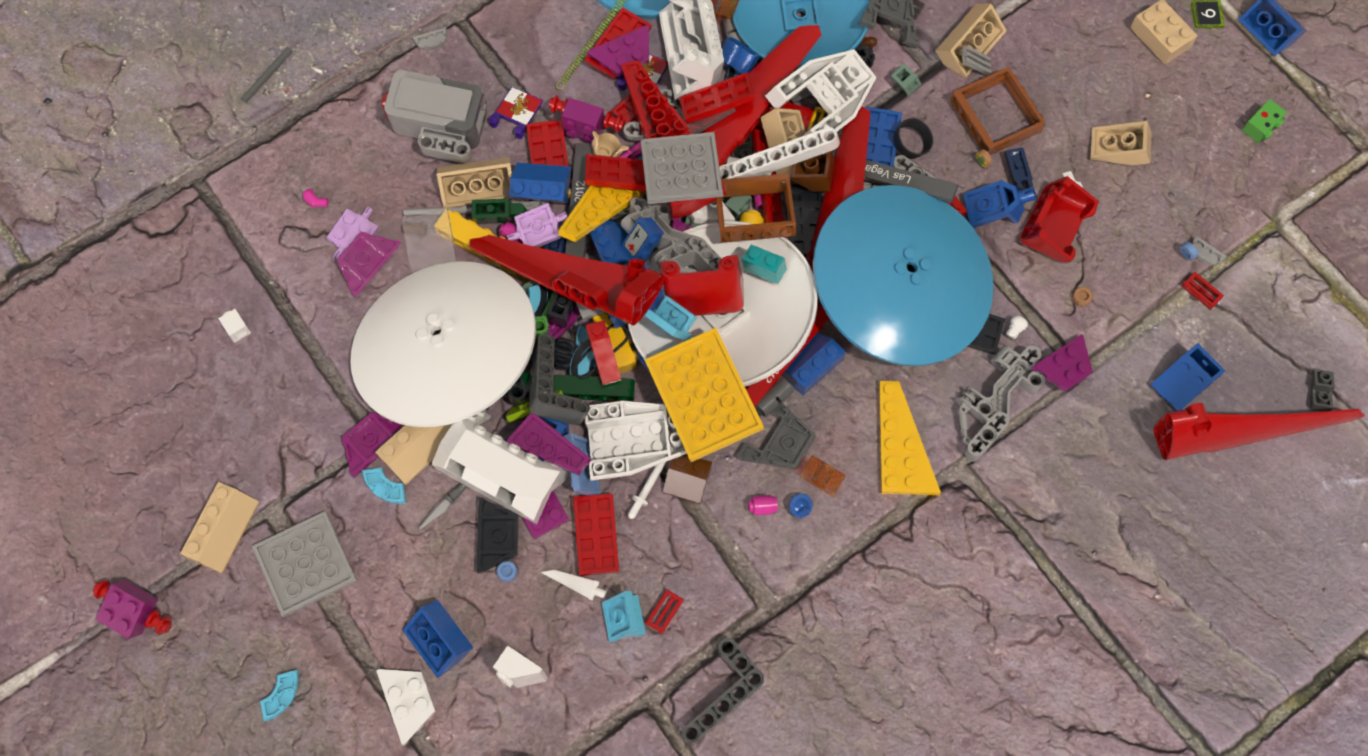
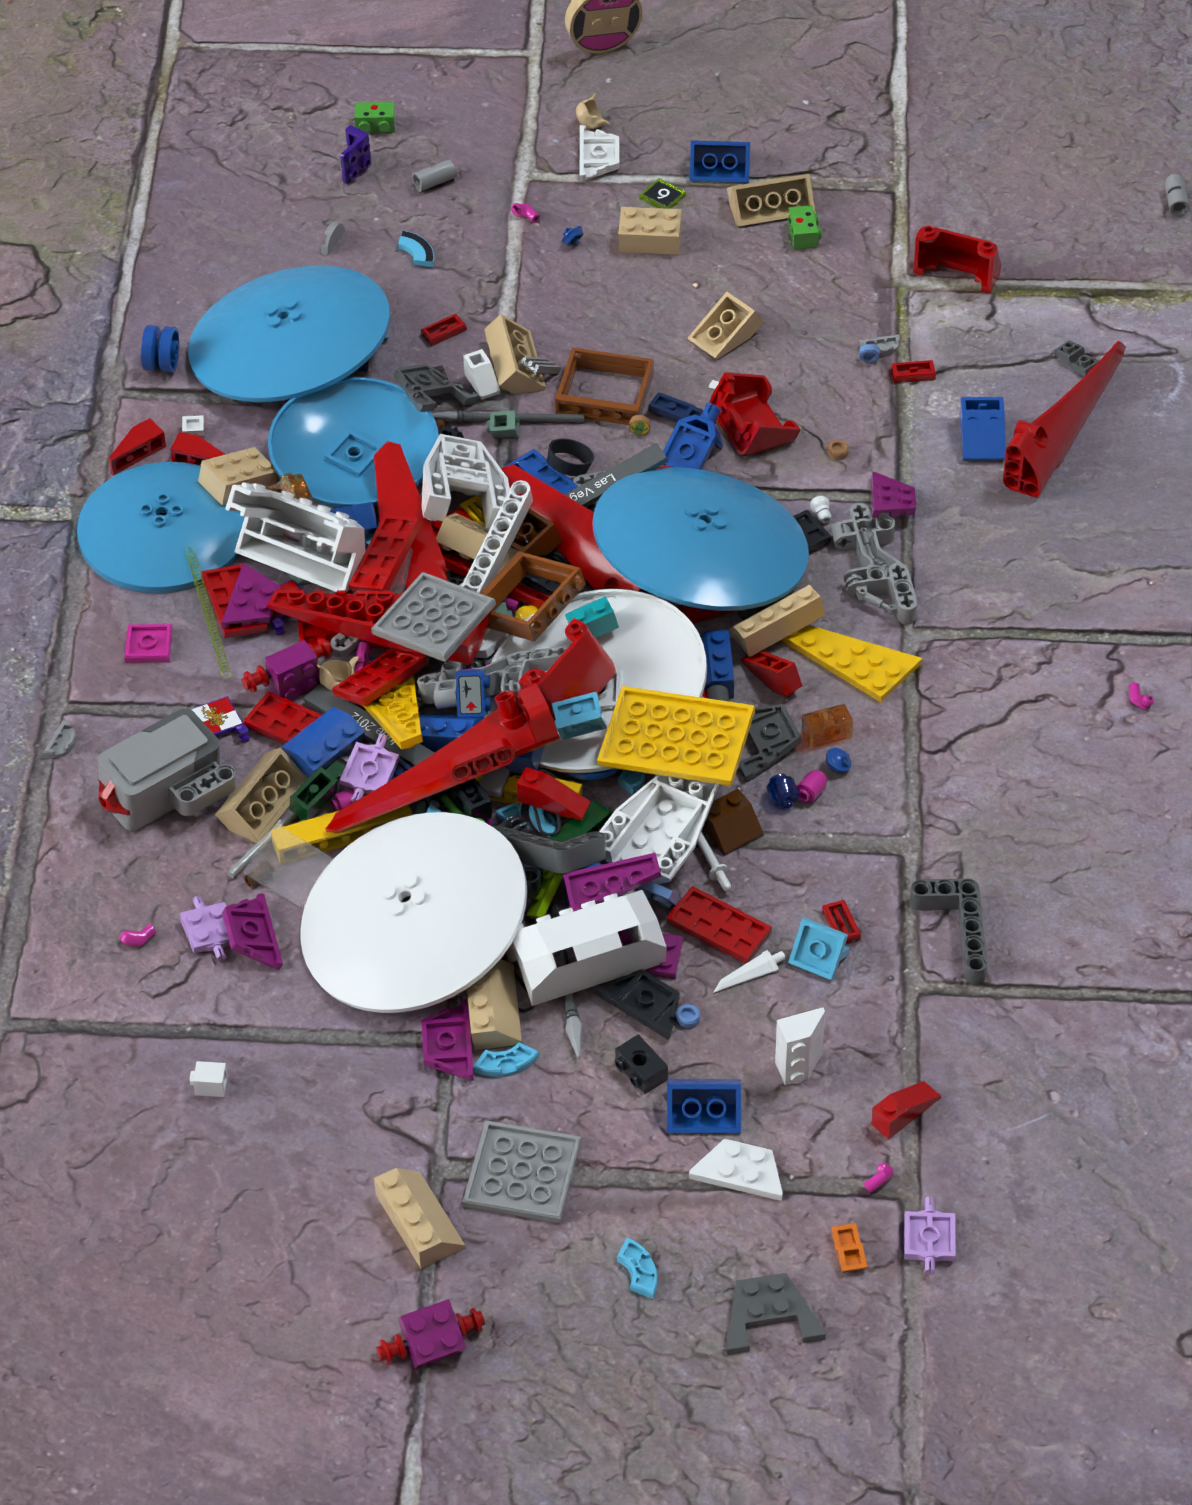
camera: 50 degrees left, 20 degrees down
(442, 584) = (638, 1052): none -> black brick
(547, 24) = (148, 643): none -> dark pink tile
(741, 490) = (782, 791): none -> clear blue head
(841, 404) = (775, 672): none -> red slope
(883, 376) = (778, 621): none -> tan slope
(895, 52) = (523, 417): none -> dark grey piece
(934, 32) = (481, 374): none -> white slope
(1035, 668) = (1137, 699): none -> dark pink arm
(1268, 80) = (769, 199): none -> tan slope
(1325, 218) = (958, 252): none -> red windscreen

